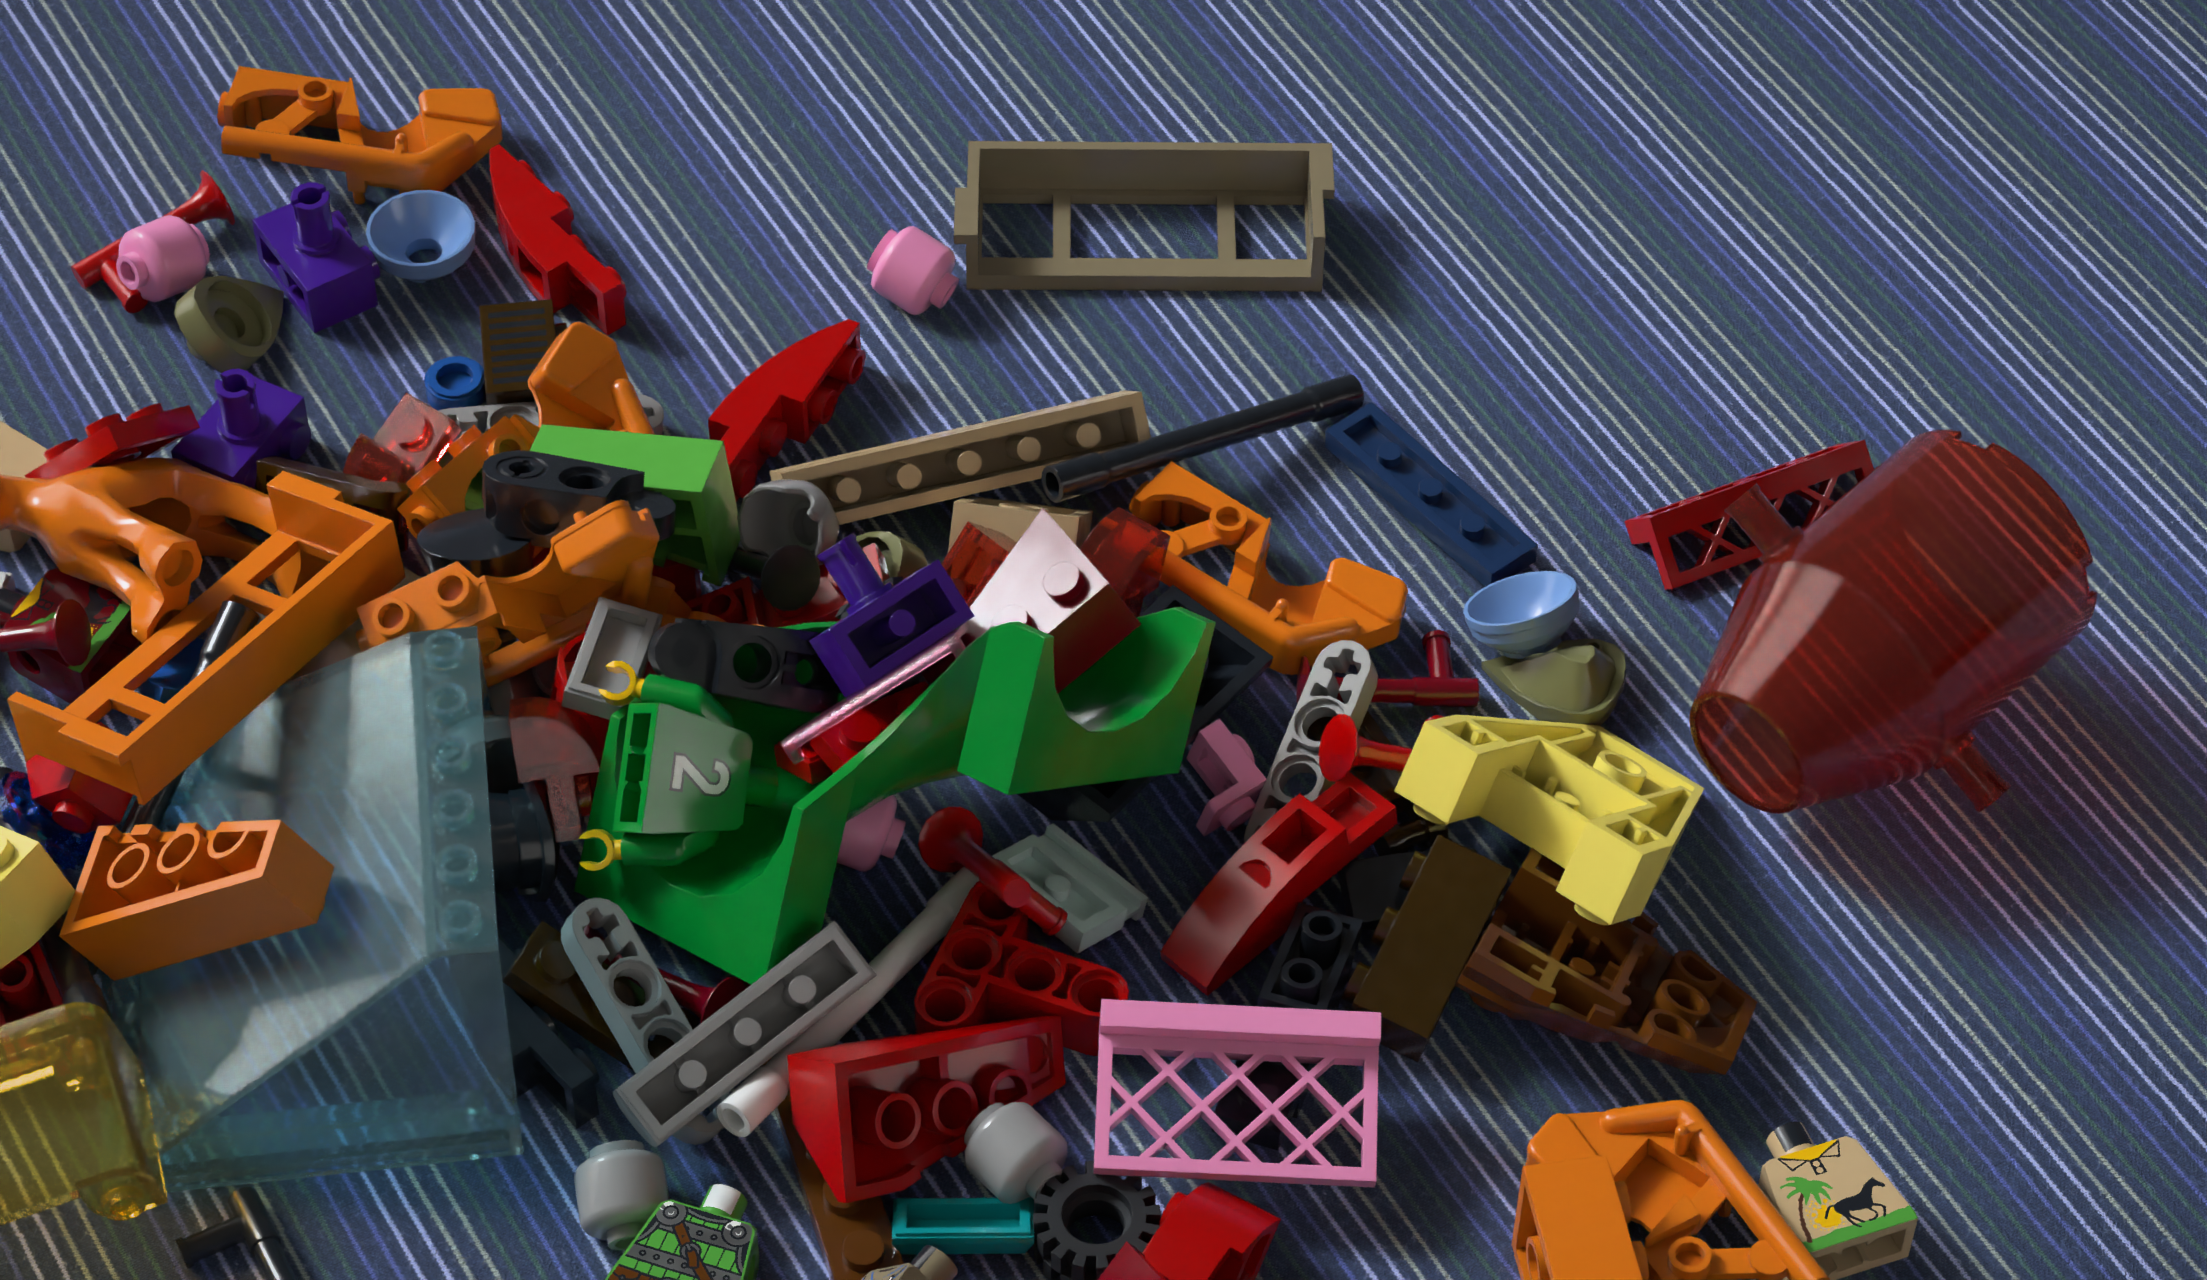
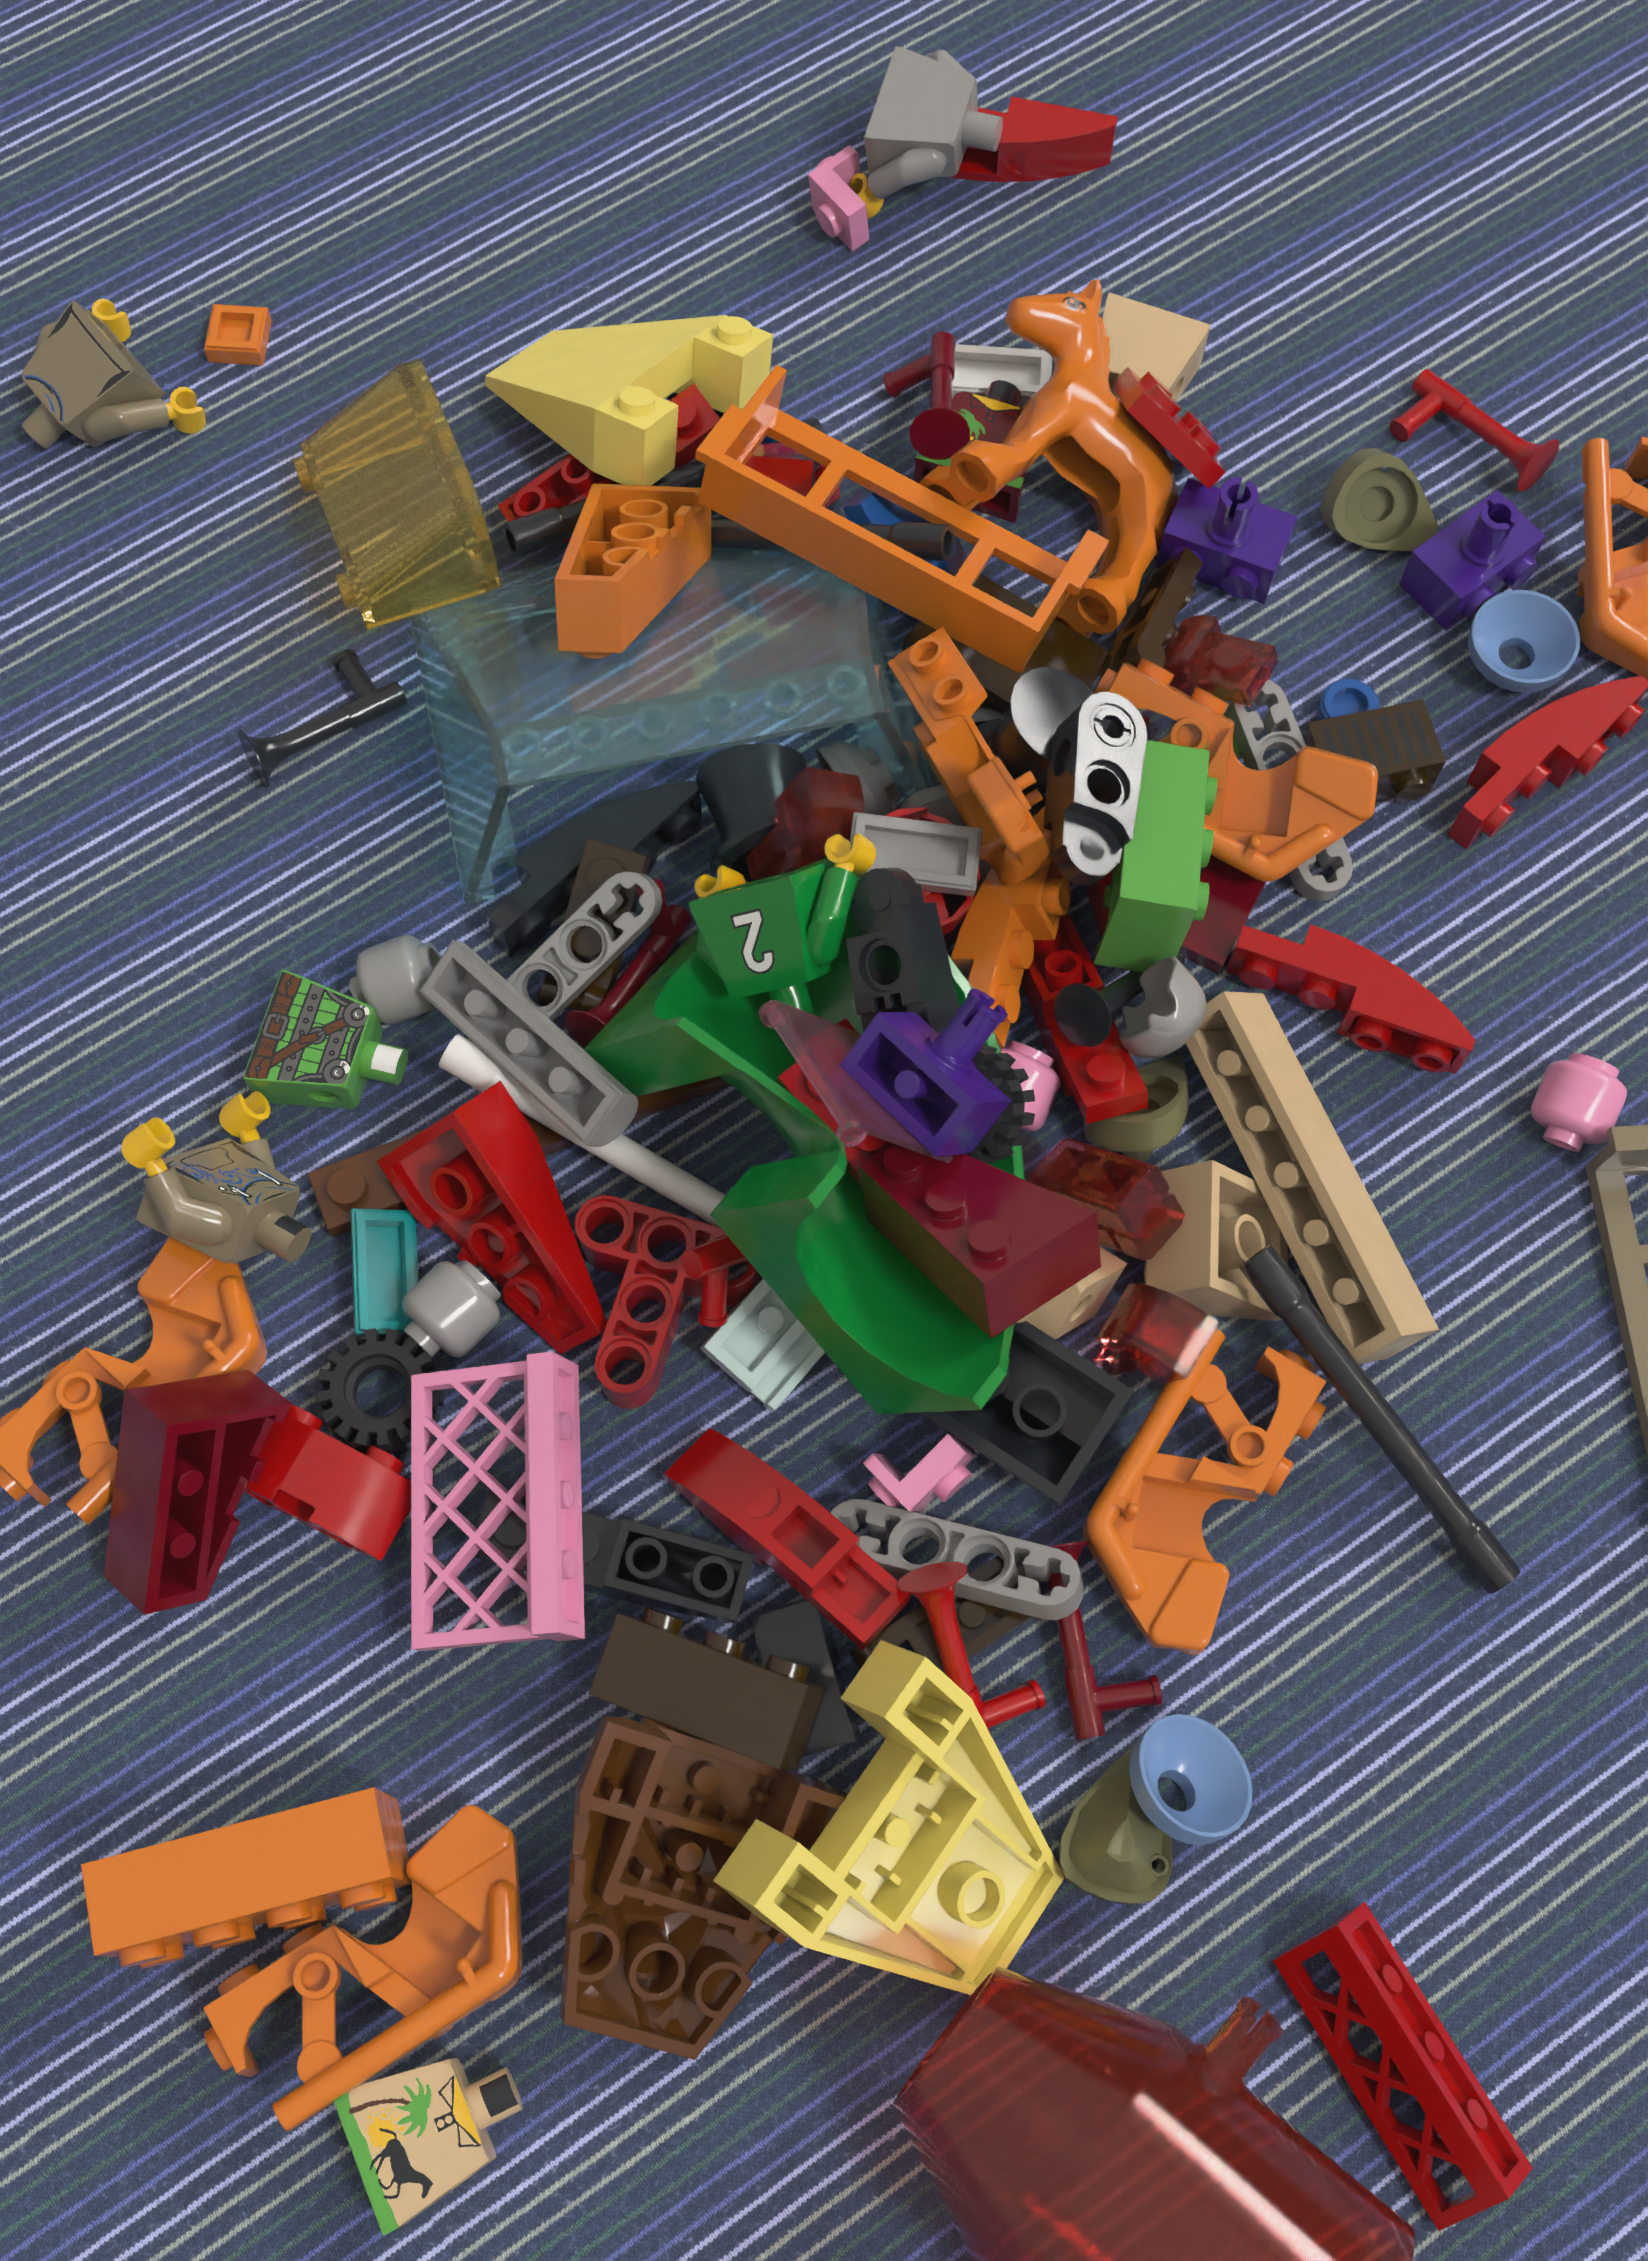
camera: 85 degrees right, 20 degrees up
(162, 258) = (1441, 432): bright pink head -> none
(1430, 495) = (1358, 1675): dark blue plate -> none

